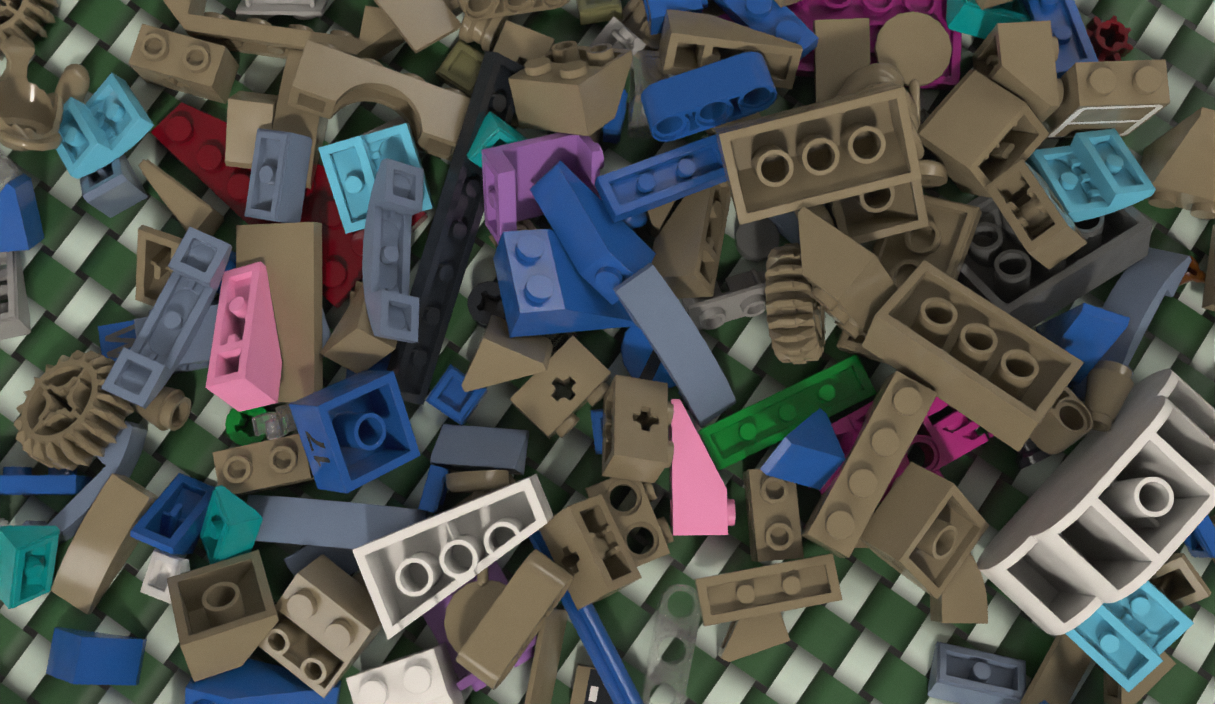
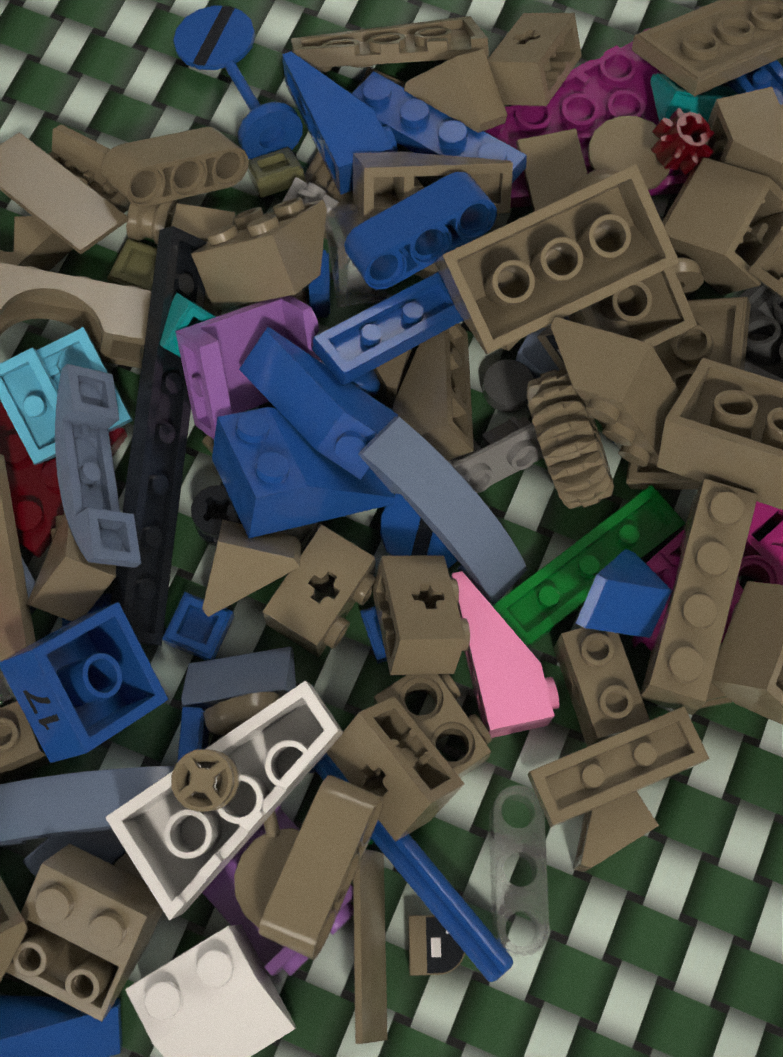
camera: 10 degrees left, 10 degrees down
(425, 547) = (195, 785): none -> dark tan wheel
(960, 50) = (682, 140): none -> dark red gear

